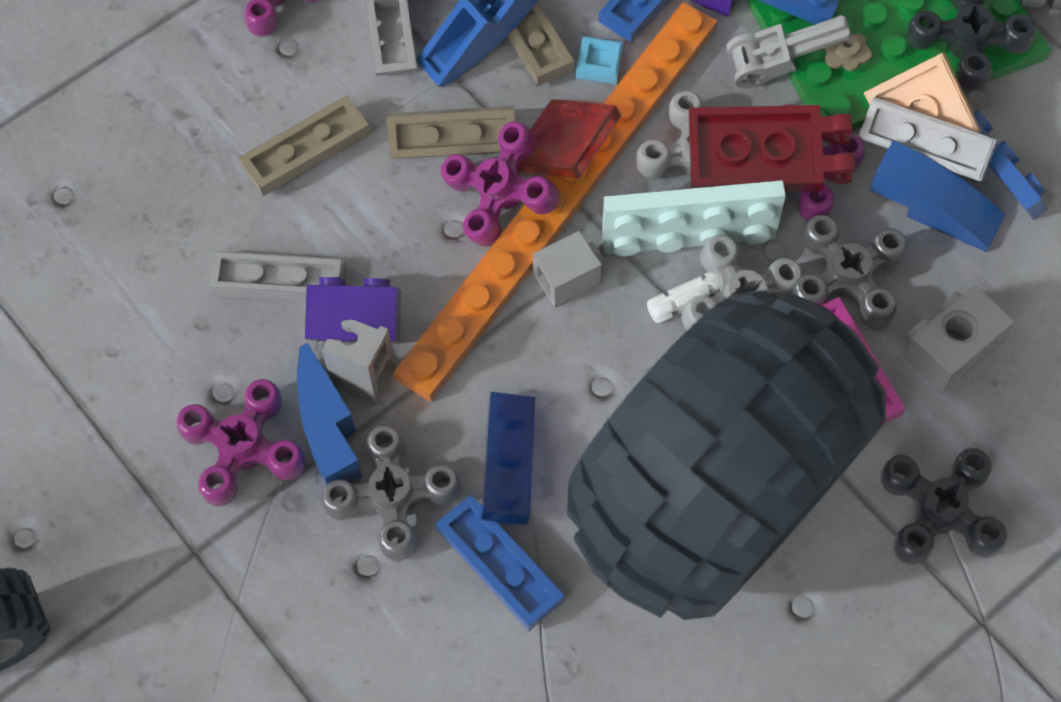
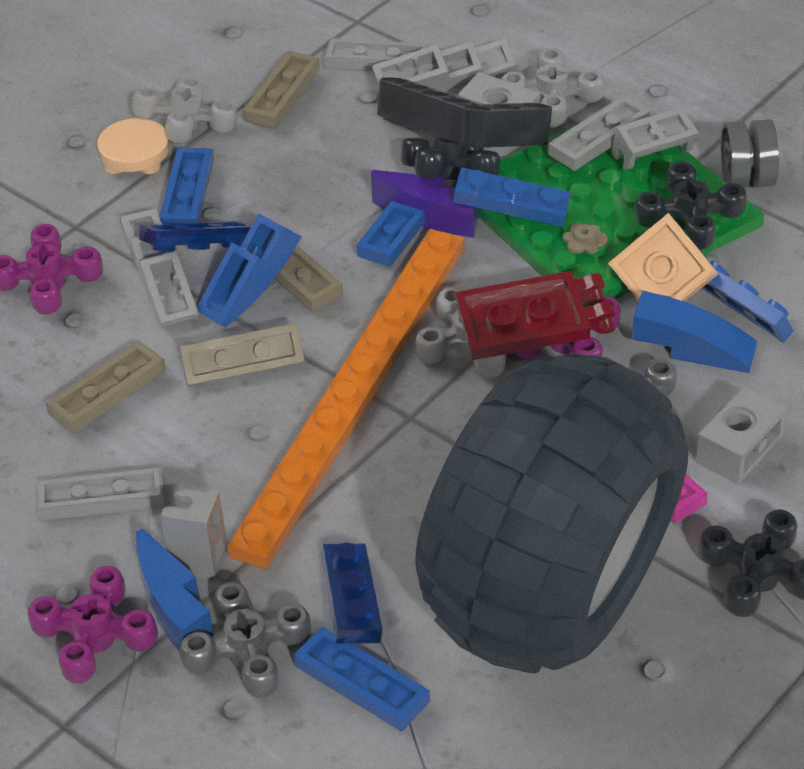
camera: 10 degrees left, 20 degrees down
(334, 302) = (157, 491): dark purple piece -> none
(500, 184) = (295, 383): magenta gear -> none
(567, 268) = (372, 439): light grey brick -> none
(569, 137) = (347, 340): clear red tile -> none
(599, 60) = (364, 284): medium azure tile -> none
(691, 217) = (459, 378): light aqua plate -> none
(773, 51) = (520, 249): light grey connector -> none
(942, 141) = (697, 286): tile -> none

